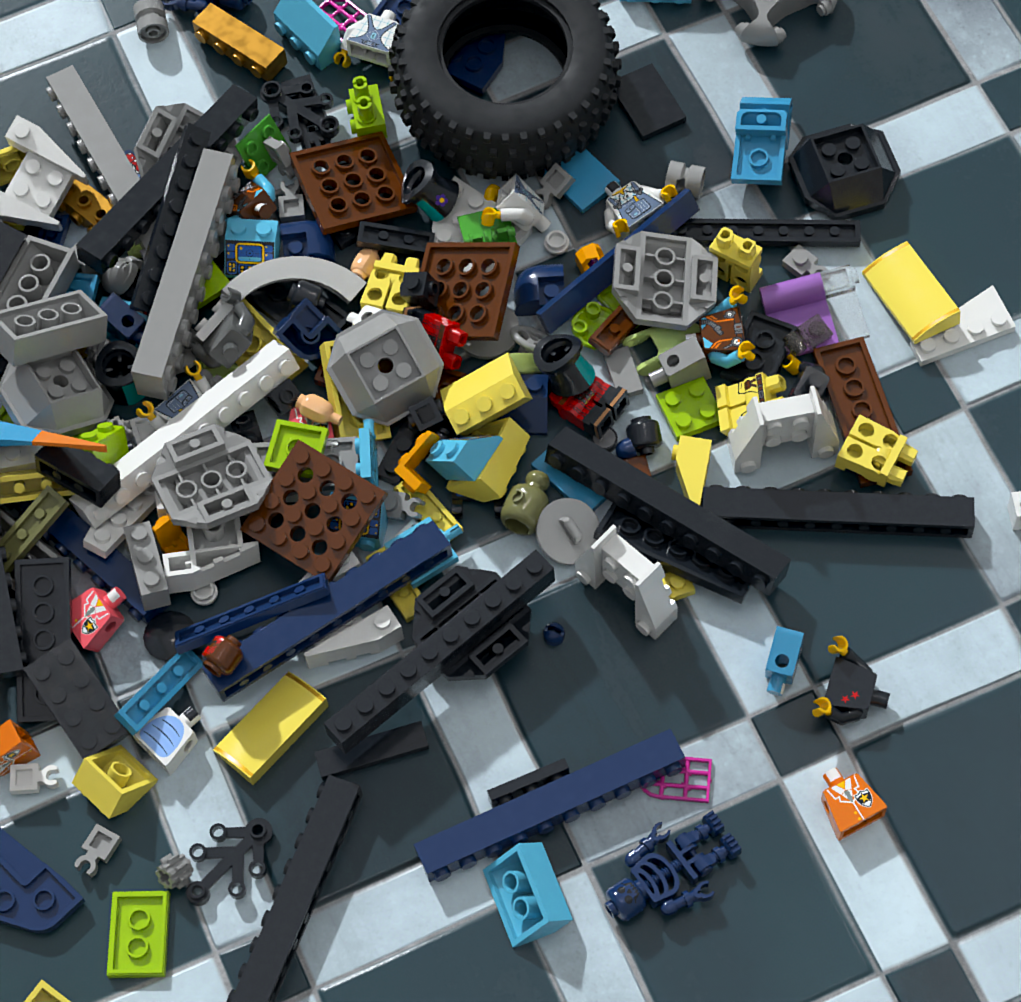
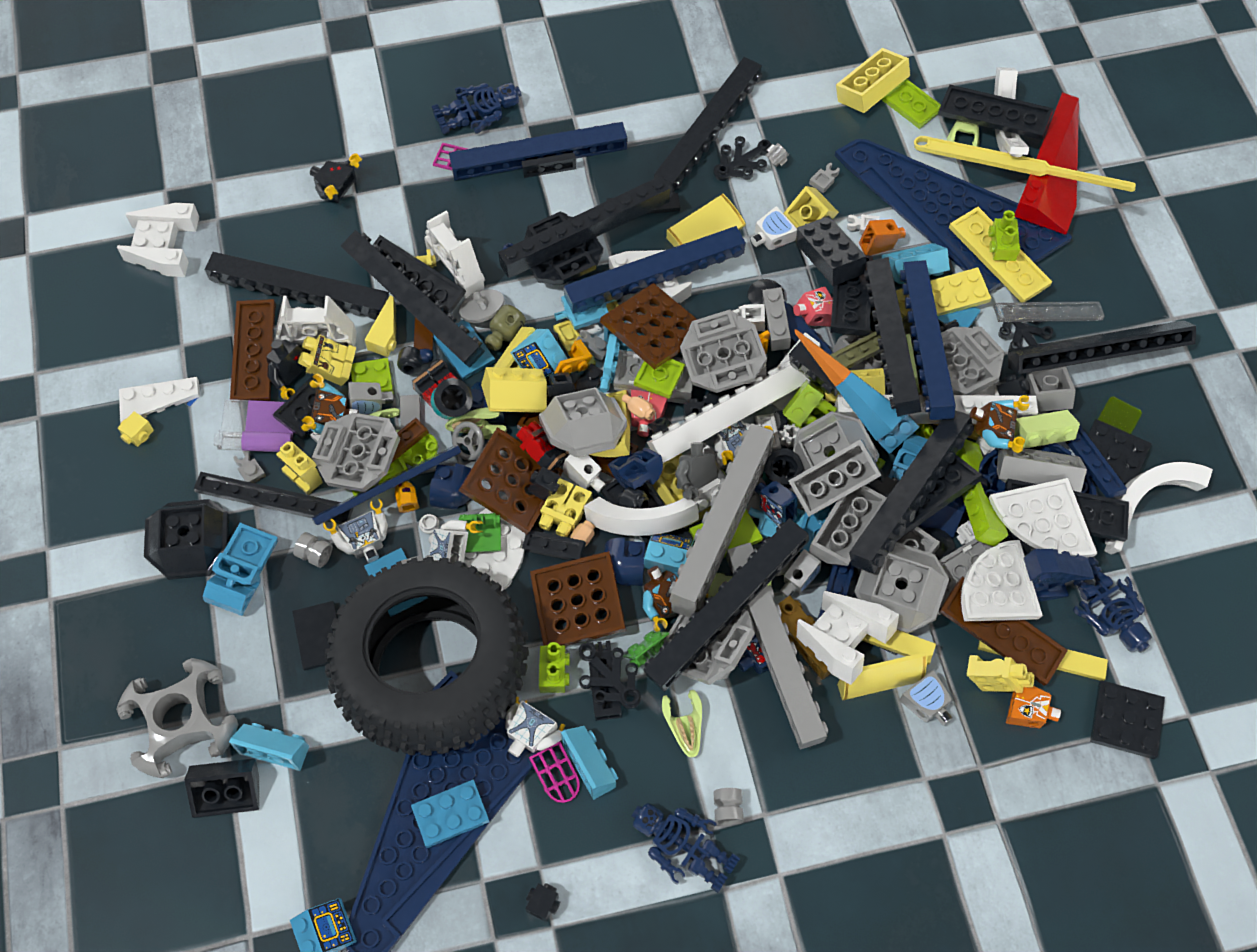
camera: 175 degrees left, 0 degrees up
(138, 934) = (803, 133): lime tile -> none
(158, 691) = (775, 249): dark azure plate -> none
(172, 205) = (729, 560): black plate -> none
(205, 86) = (688, 727): none -> yellowish green animal
(222, 655) = (730, 237): reddish brown head -> none
(239, 42) = (651, 762): brick -> none
(252, 613) = (707, 275): dark blue tile -> none
(279, 154) = (633, 633): light grey plate -> none
(291, 204) = (631, 597): light grey plate -> none
(428, 190) = (518, 571): black hat -> none
(527, 893) = (563, 107): medium azure slope -> none
(784, 650) = (366, 201): dark azure torso -> none
(811, 332) = (266, 405): clear smoke plate -> none
(850, 803) = (358, 121): orange torso -> none
(875, 452) = (256, 307): light yellow hips -> none
(912, 293) = (181, 423): light yellow slope -> none
(967, 277) = (135, 429): none -> light yellow brick

